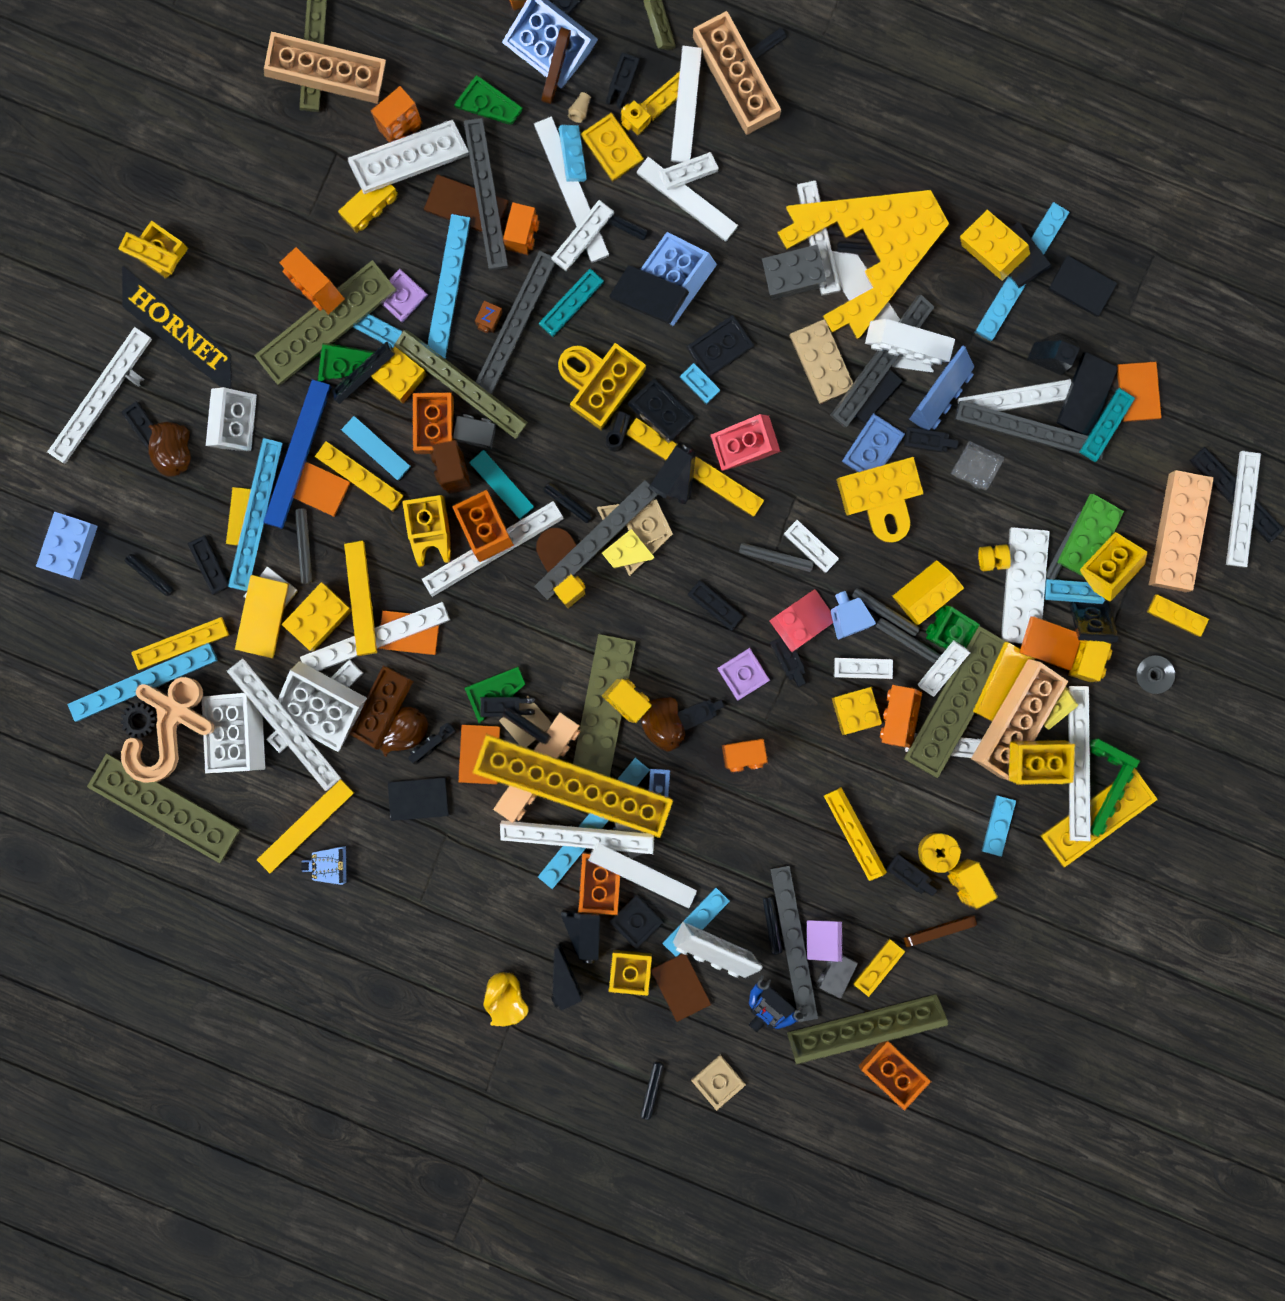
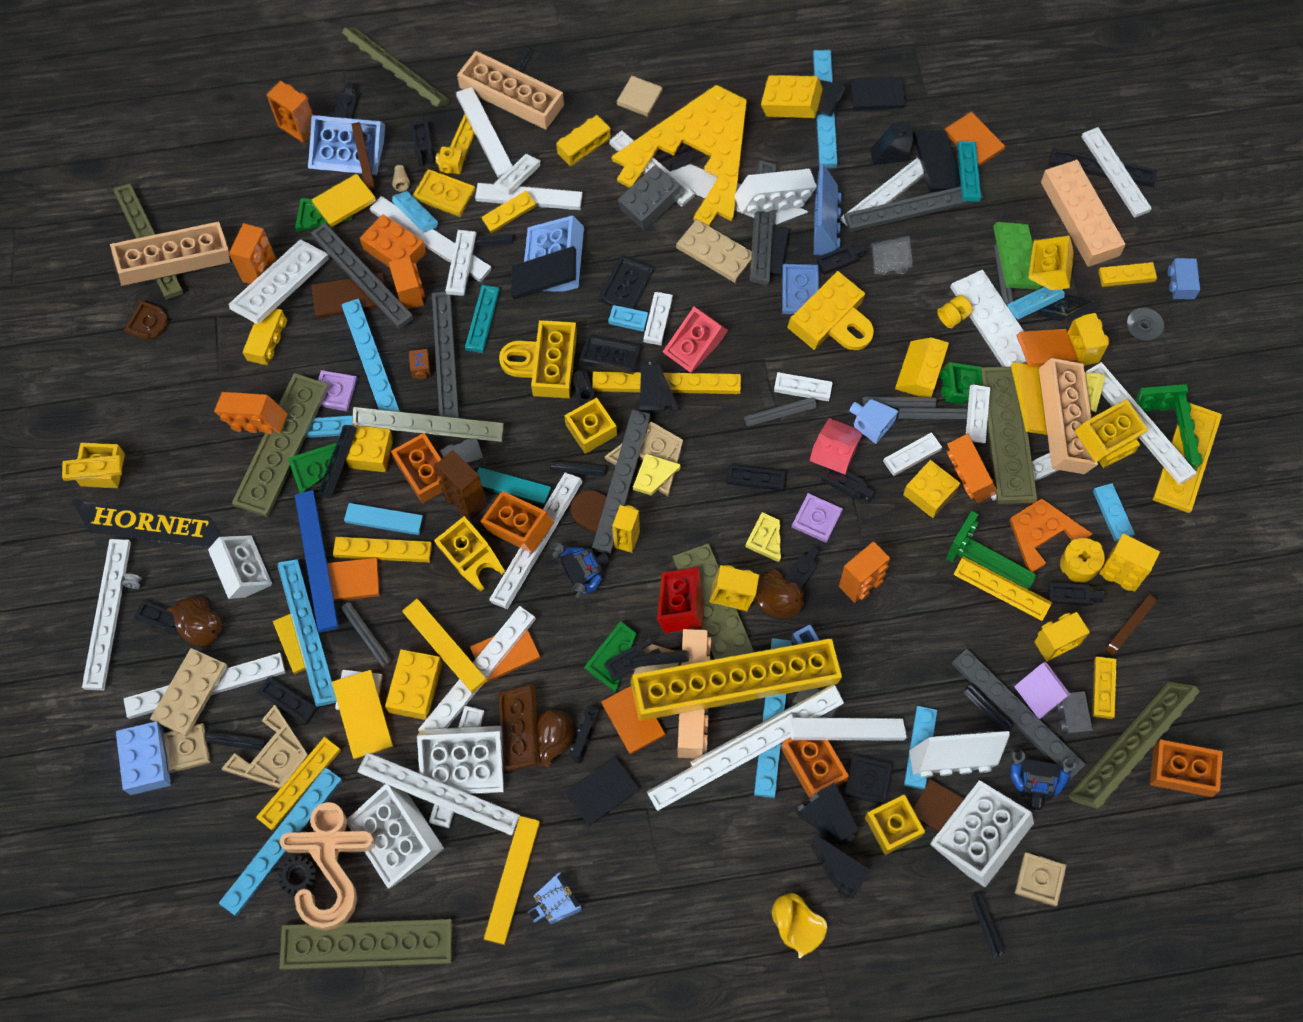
camera: 30 degrees left, 20 degrees down
(106, 556) = (187, 751): none -> tan tile
(130, 511) = (188, 692): none -> tan plate
(148, 510) = (231, 678): none -> white plate
(173, 613) = (276, 760): none -> tan wing
(273, 122) = (147, 322): none -> reddish brown tile
(513, 102) = (343, 200): none -> yellow tile
(515, 599) = (581, 567): none -> torso
(525, 838) = (721, 762): none -> white tile
(532, 177) = (391, 242): none -> orange brick
(578, 679) = (680, 600): none -> red slope
(601, 471) = (590, 425): none -> yellow brick
(658, 205) = (508, 211): none -> yellow plate
(687, 666) = (766, 537): none -> light yellow wing
(696, 1020) = (983, 833): none -> white slope
(726, 400) = (658, 318): none -> white plate
(772, 169) = (583, 140): none -> yellow brick
(854, 789) = (966, 547): none -> green bracket
(856, 151) = (639, 96): none -> tan tile
(872, 907) = (1061, 636): none -> yellow brick
(926, 797) = (1037, 526): none -> orange wing
(1224, 652) = (1184, 278): none -> medium blue brick

